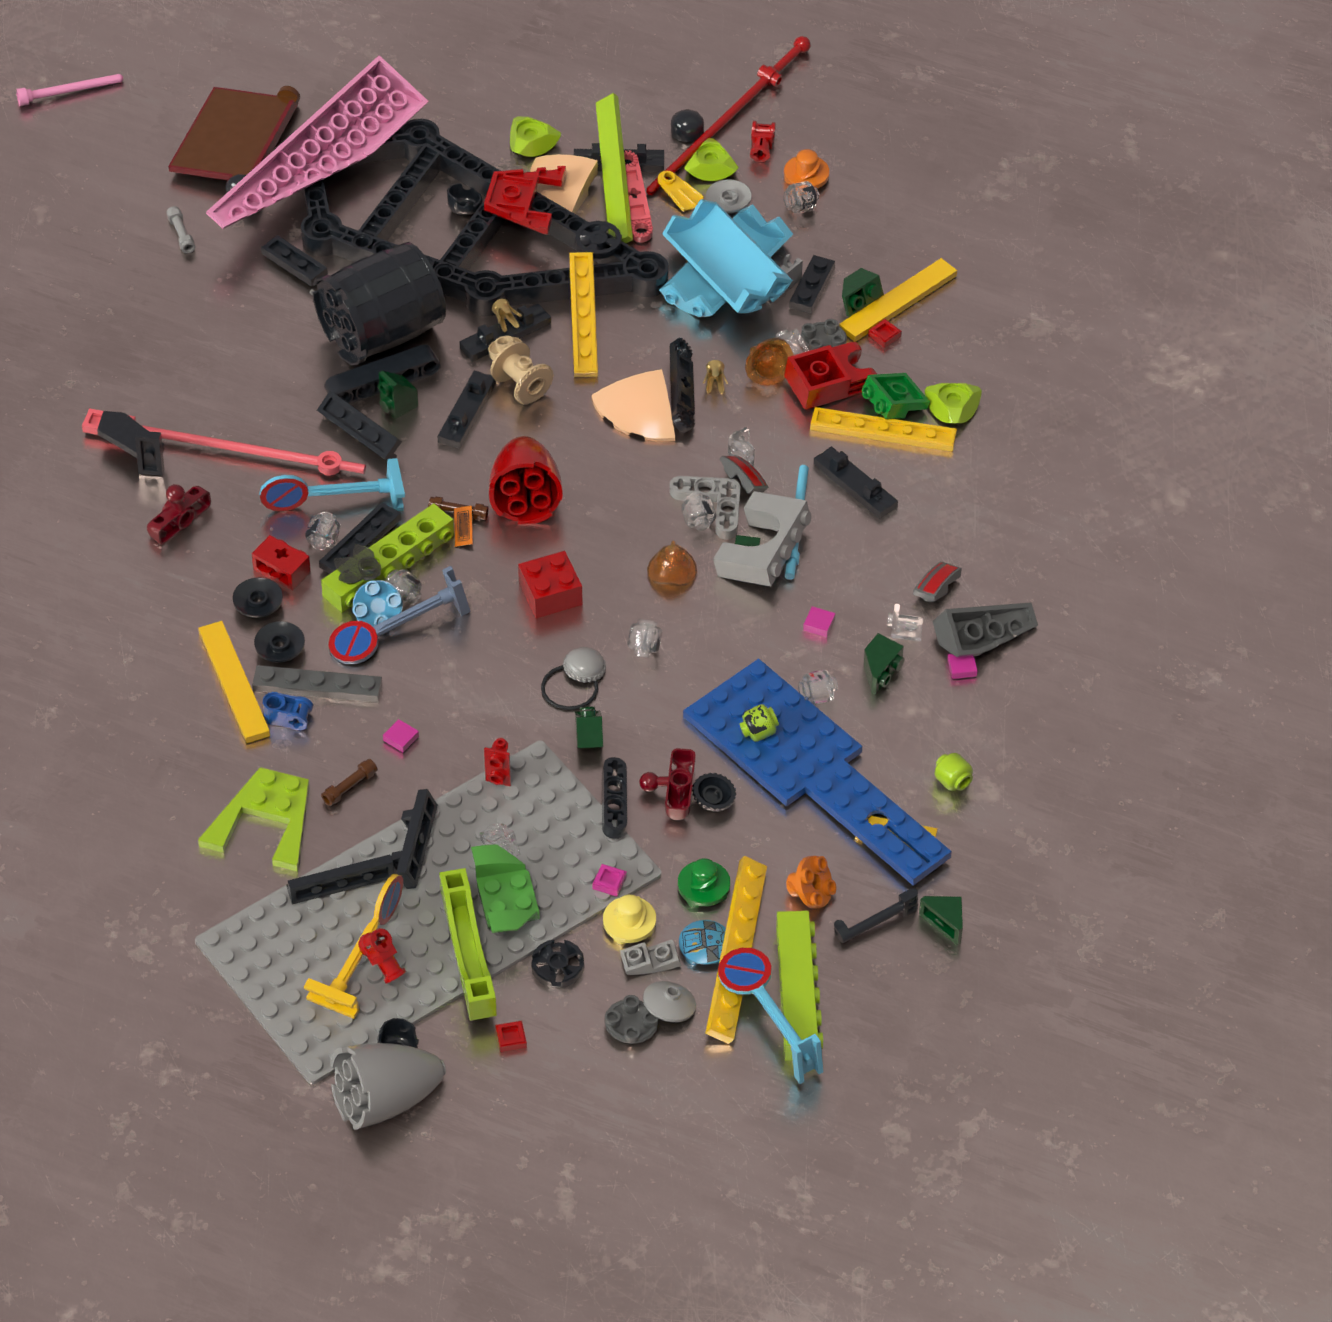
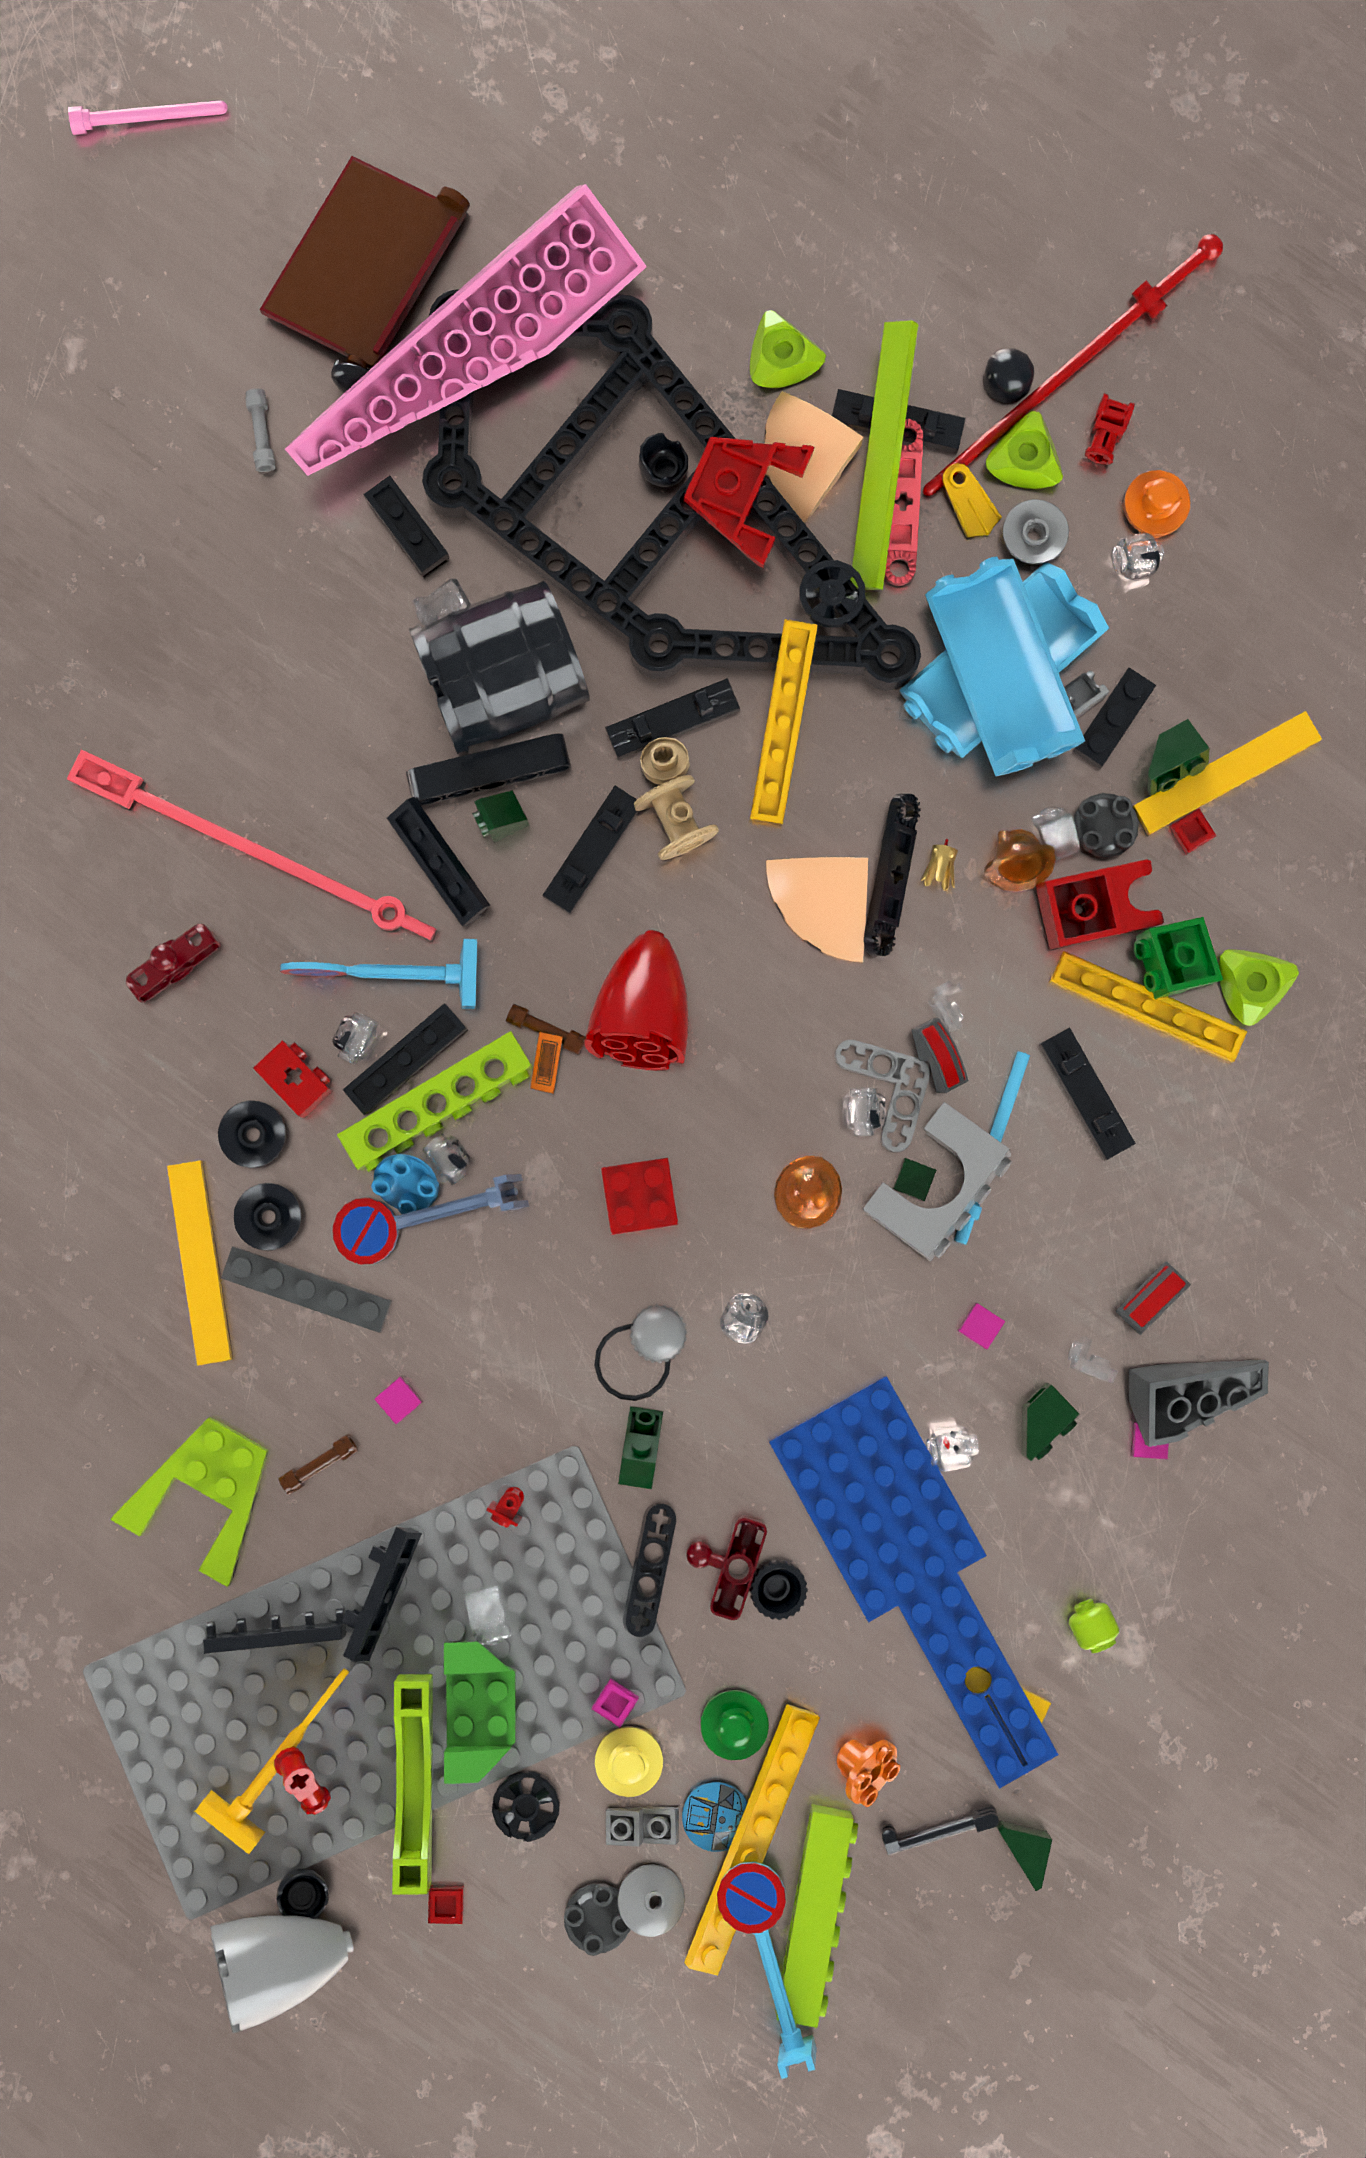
camera: 10 degrees right, 35 degrees up
(134, 439) = (126, 821): black piece -> none
(285, 710) = (260, 1335): blue piece -> none
(359, 567) = (384, 1124): clear smoke plate -> none
(503, 310) = (675, 700): pearl gold piece -> none
(759, 723) = (859, 1507): lime head -> none

